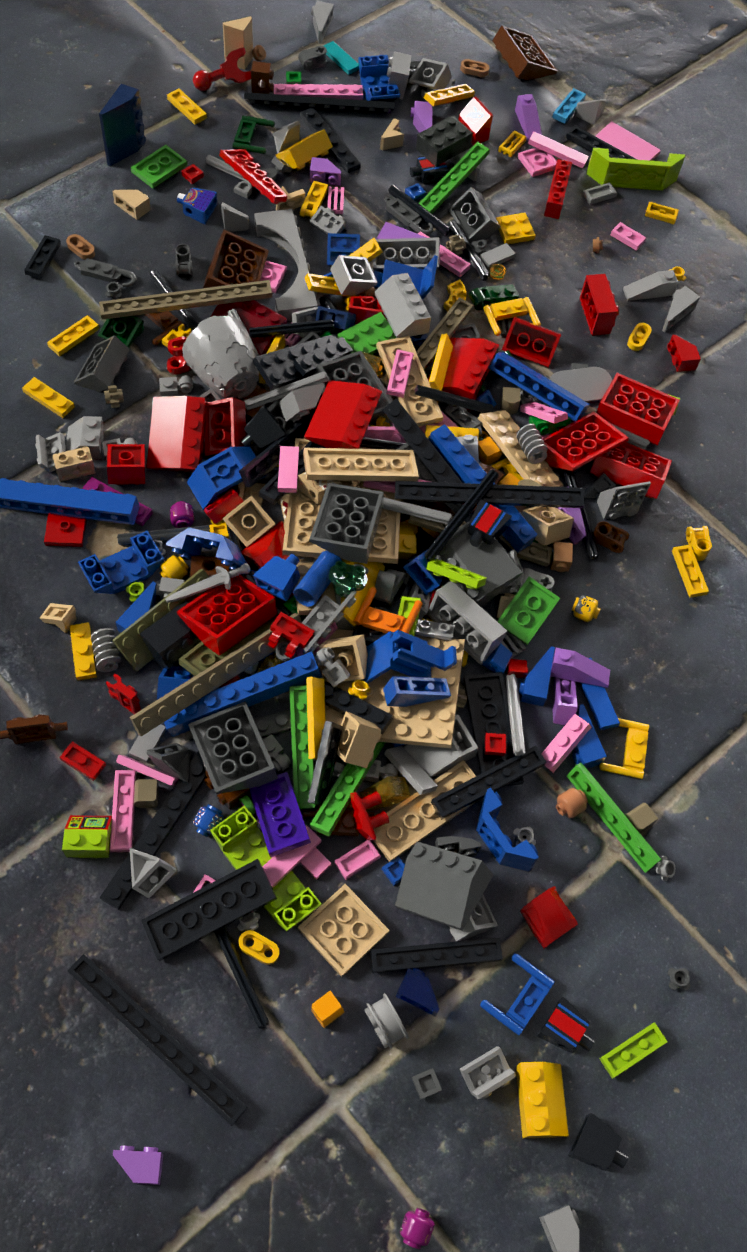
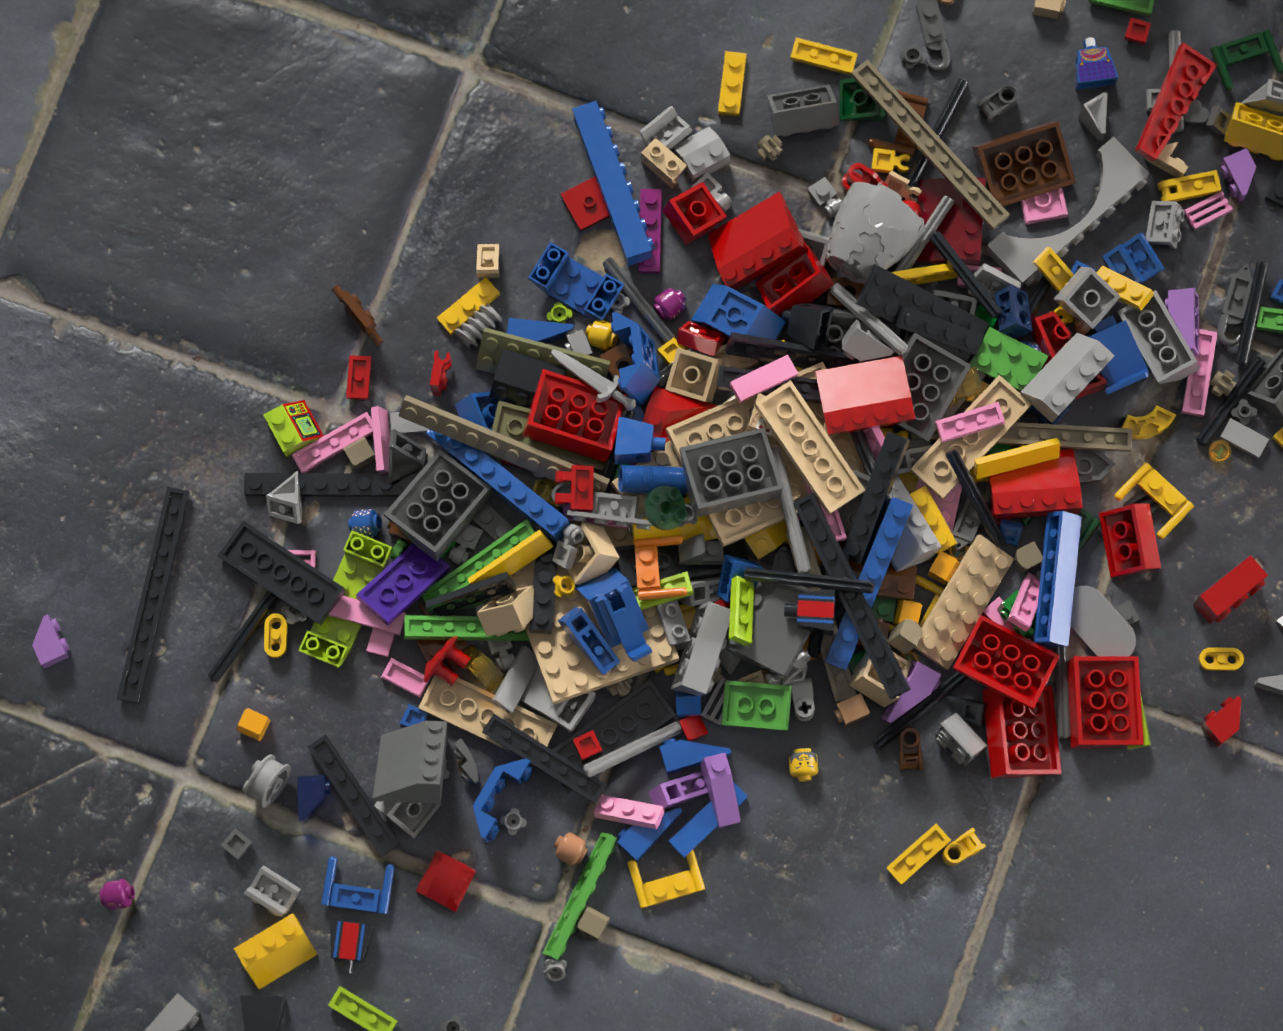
camera: 70 degrees right, 15 degrees up
(343, 930) = (331, 700): tan plate -> none
(492, 294) = (1175, 464): dark green plate -> none
(532, 444) = (966, 607): light grey piece -> none

